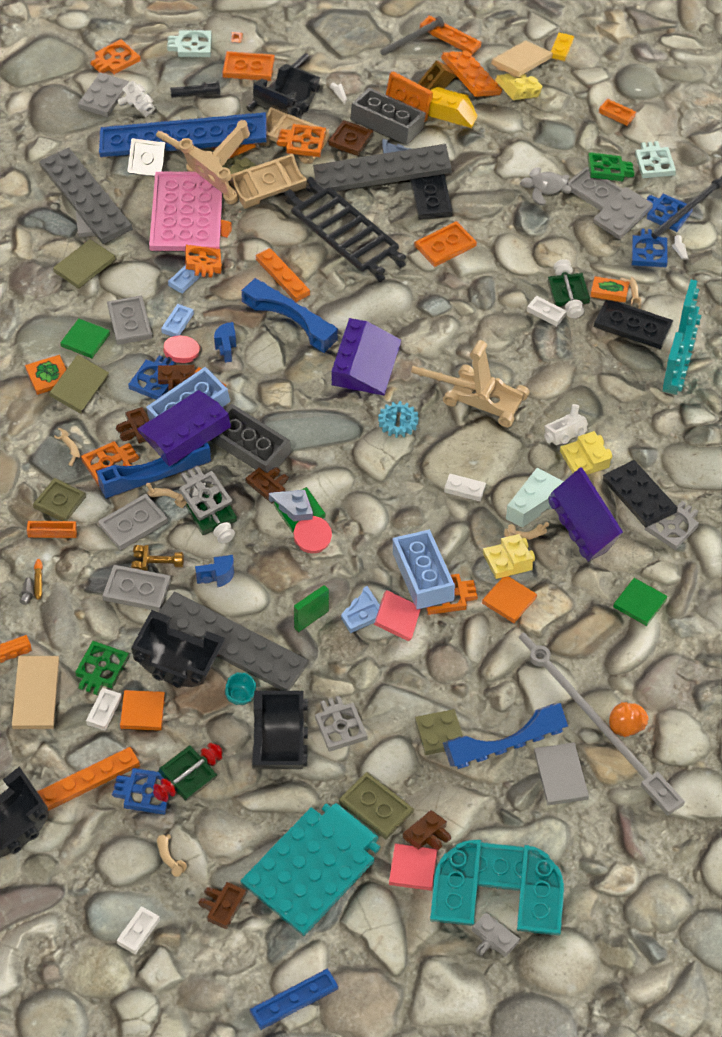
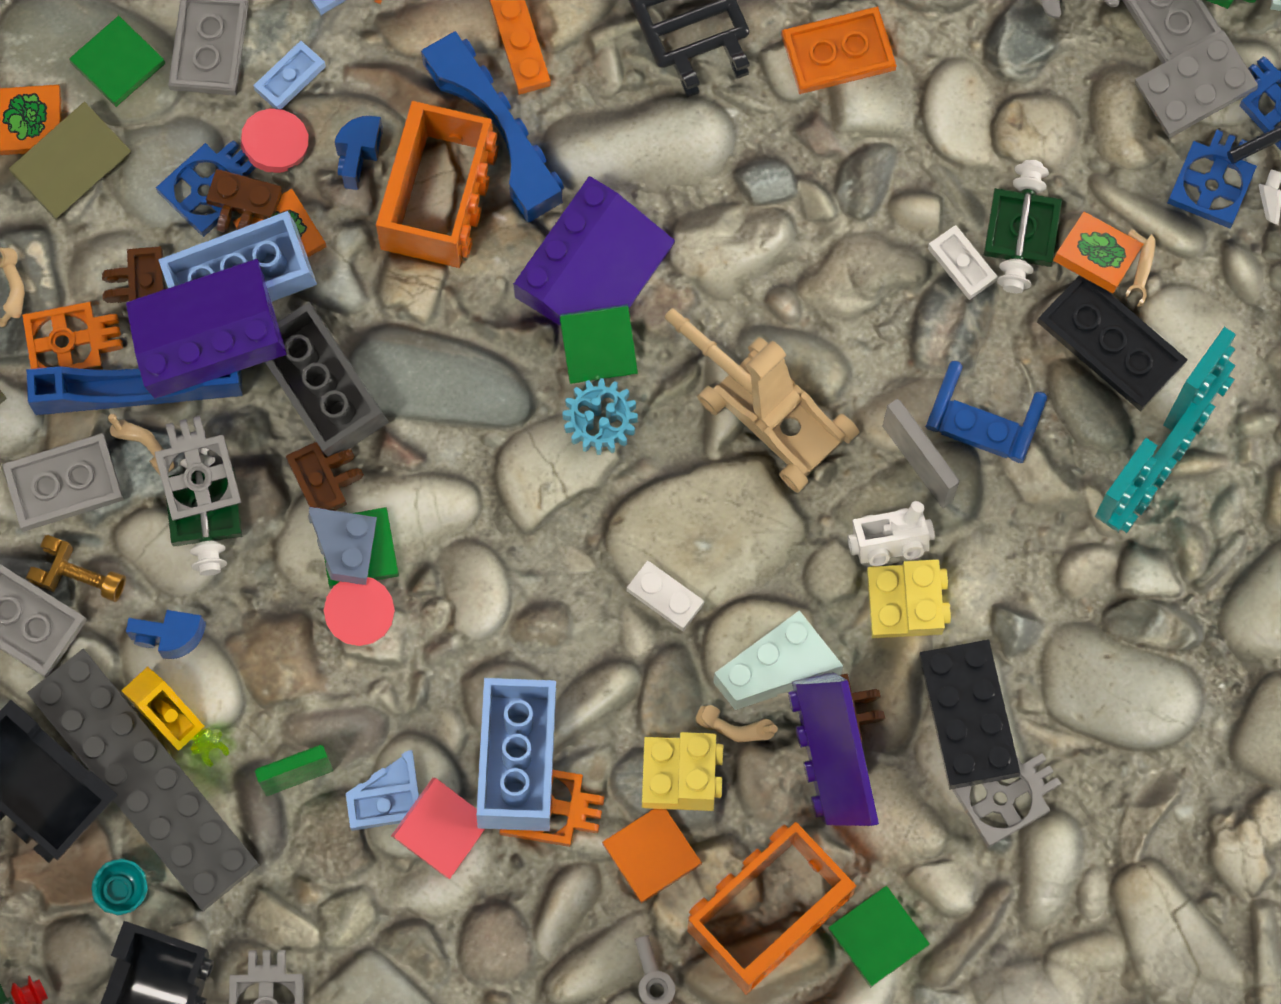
camera: 20 degrees right, 20 degrees up
(228, 603) = (163, 708): none -> yellow slope
(257, 614) = (207, 740): none -> clear neon green plate
(273, 317) = (452, 126): none -> orange hose
(384, 388) = (598, 344): none -> green tile
(564, 388) = (920, 453): none -> light grey tile
(587, 376) = (981, 427): none -> blue plate
(595, 571) = (795, 935): none -> orange hose

